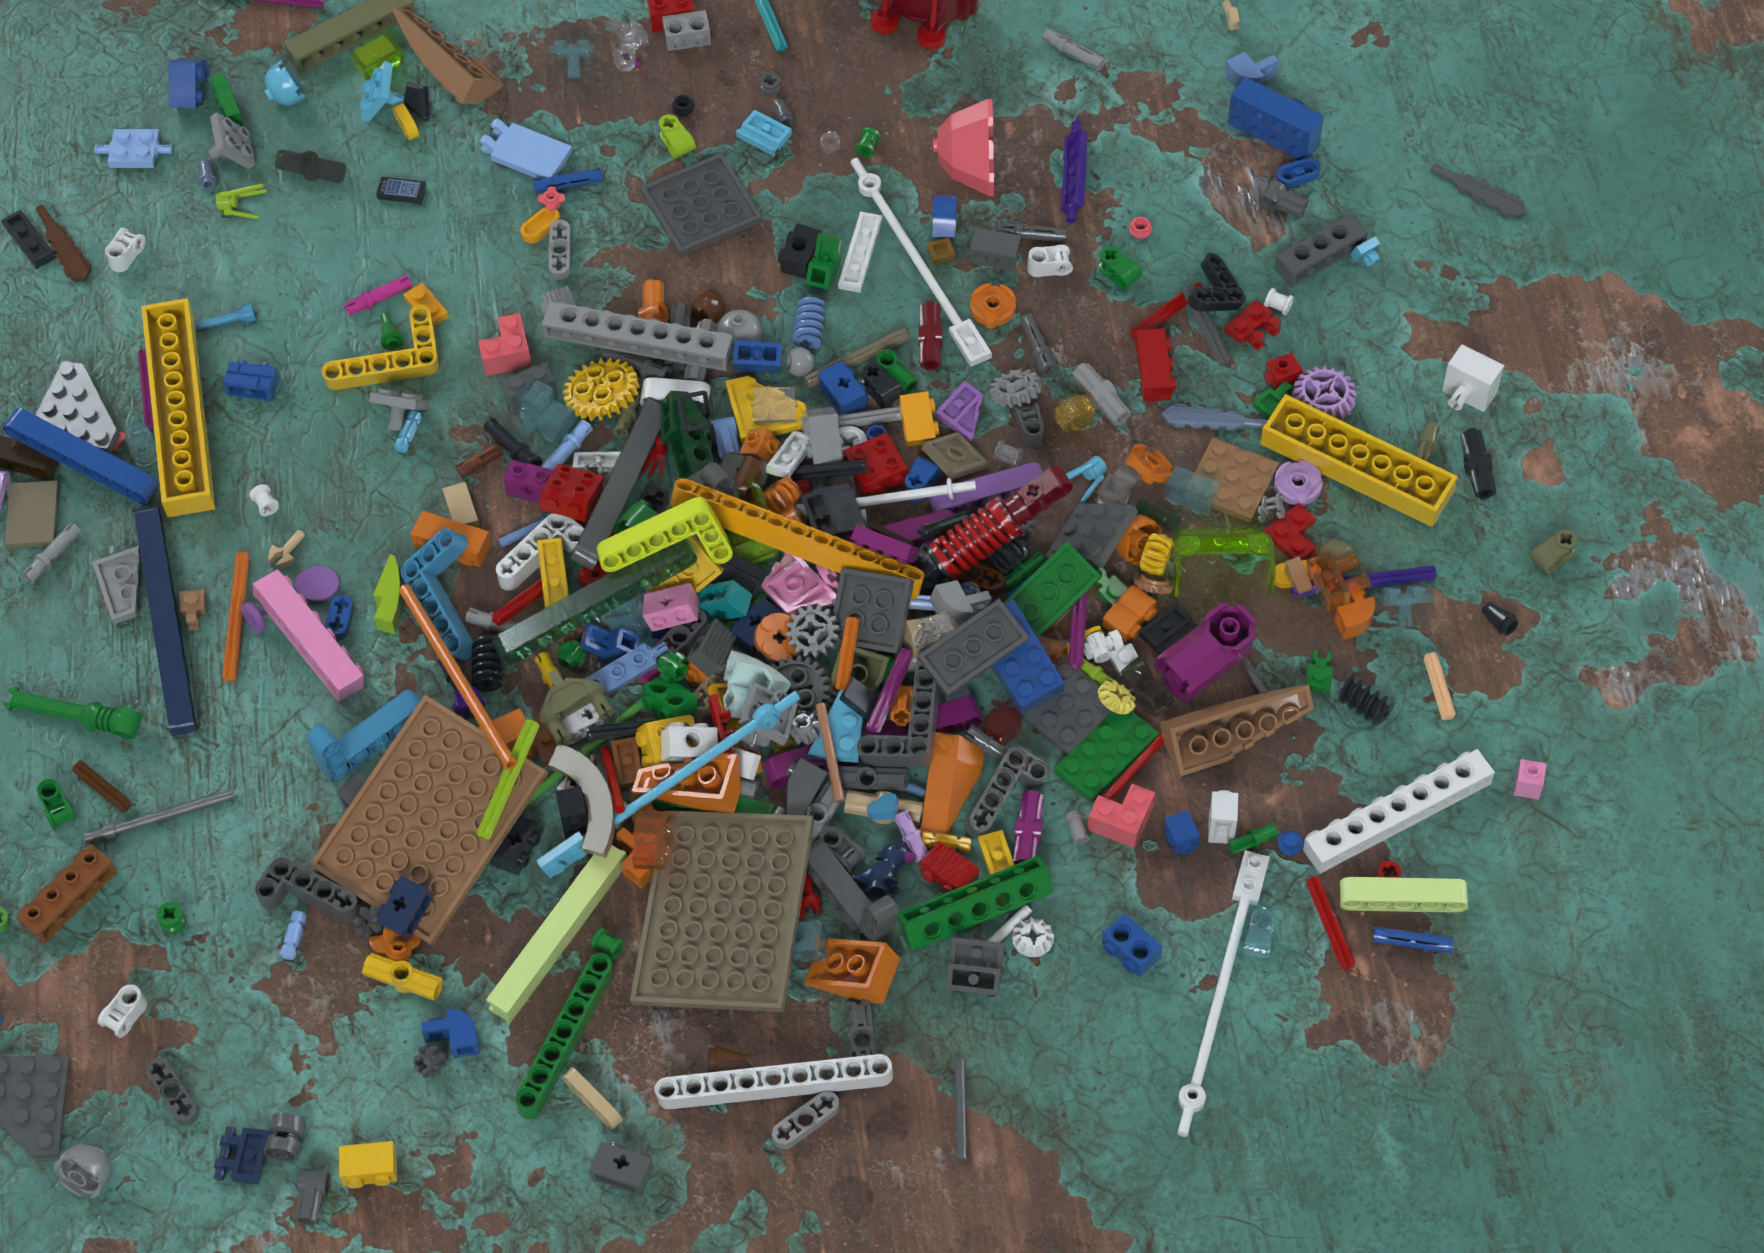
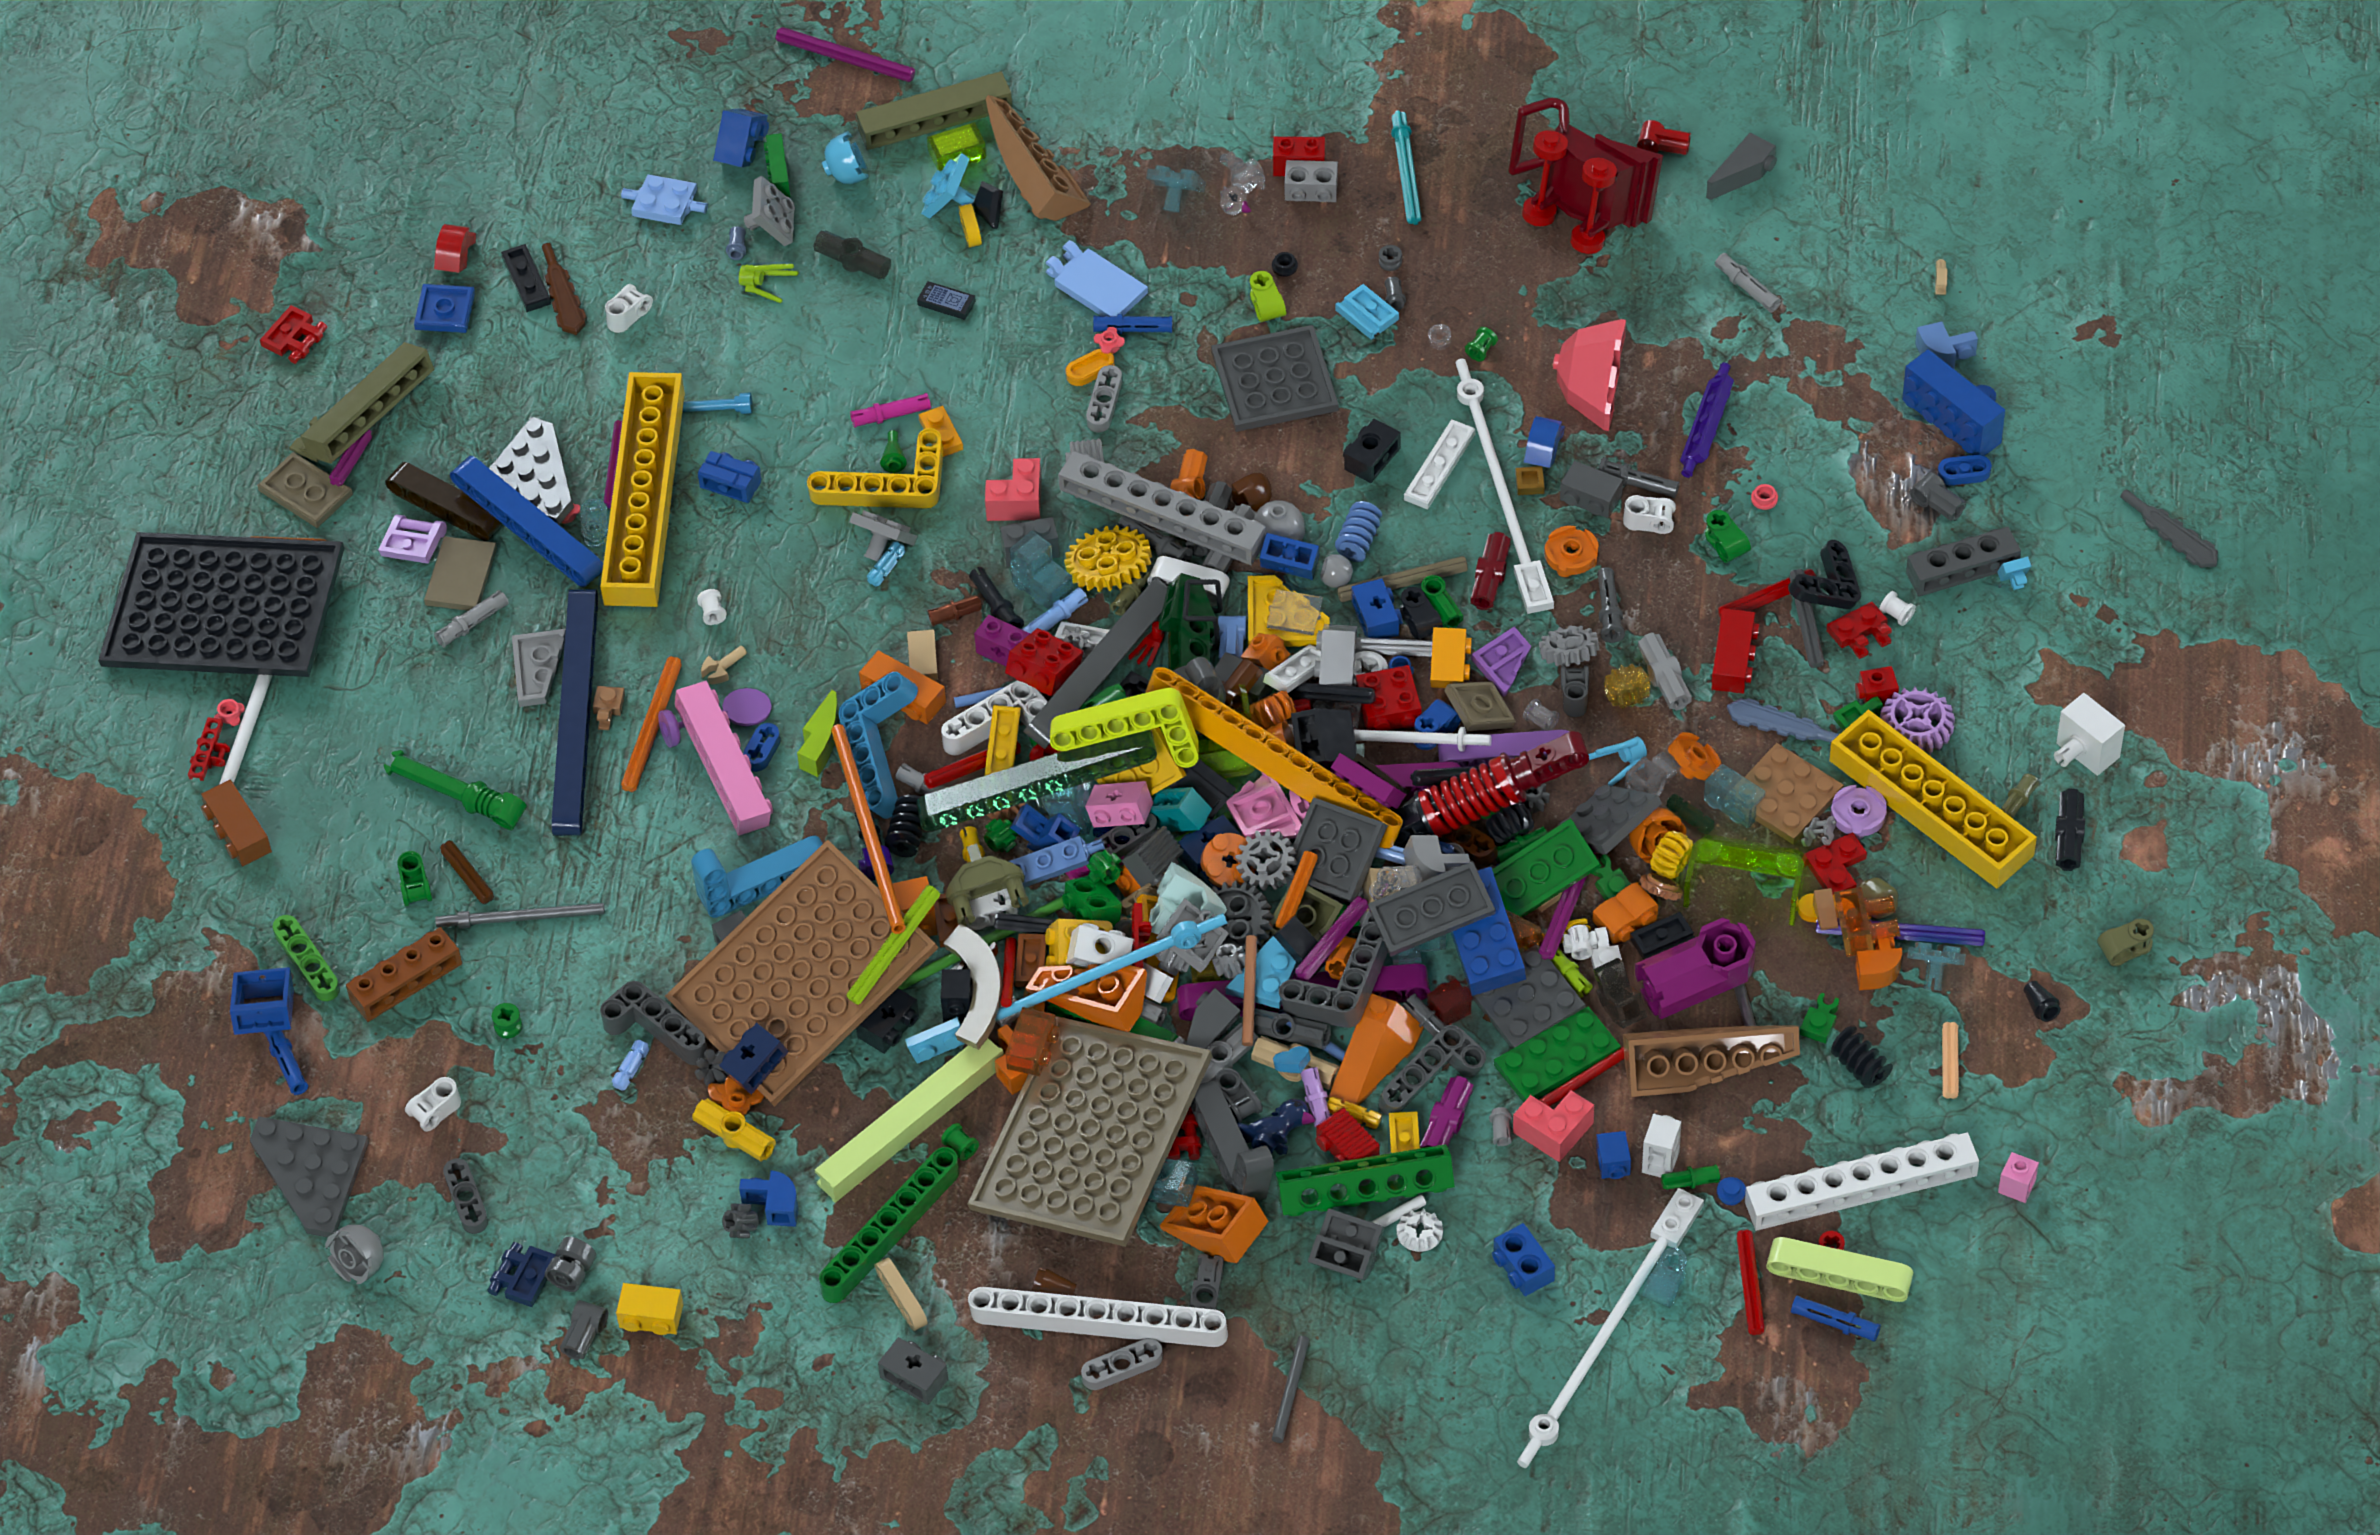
camera: 15 degrees right, 5 degrees down
(826, 261) = (1396, 468): green brick -> none
(1110, 695) = (1573, 993): light yellow gear -> none

